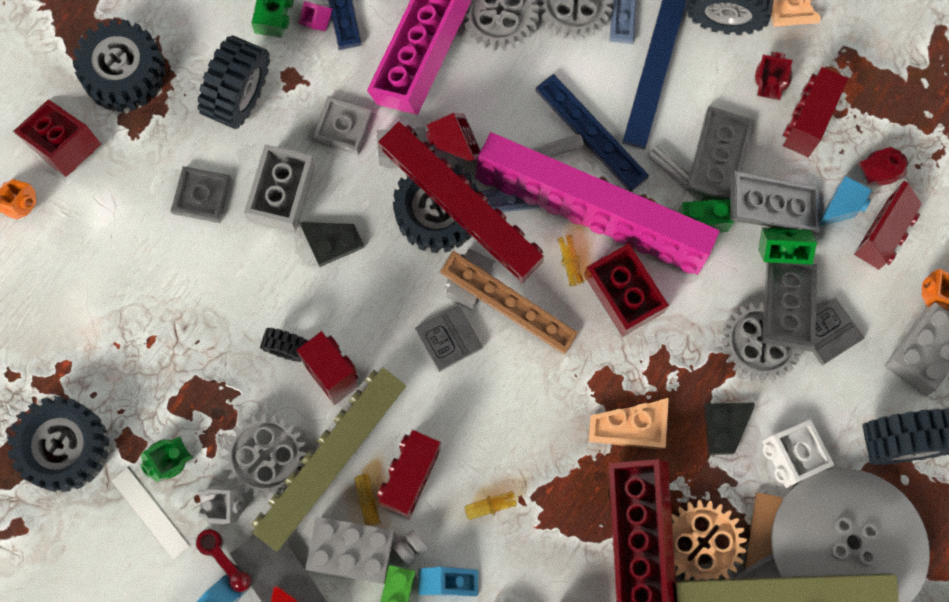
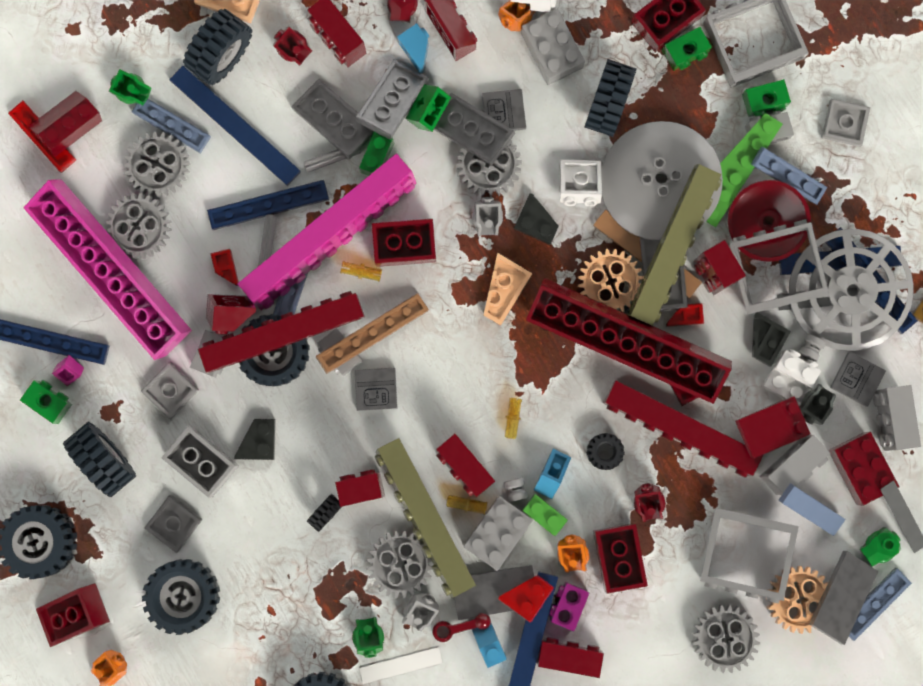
camera: 60 degrees left, 10 degrees up
(114, 217) = (160, 590): none -> black wheel
(505, 117) = (224, 265): none -> red tile
(702, 367) = (487, 216): none -> light grey hand

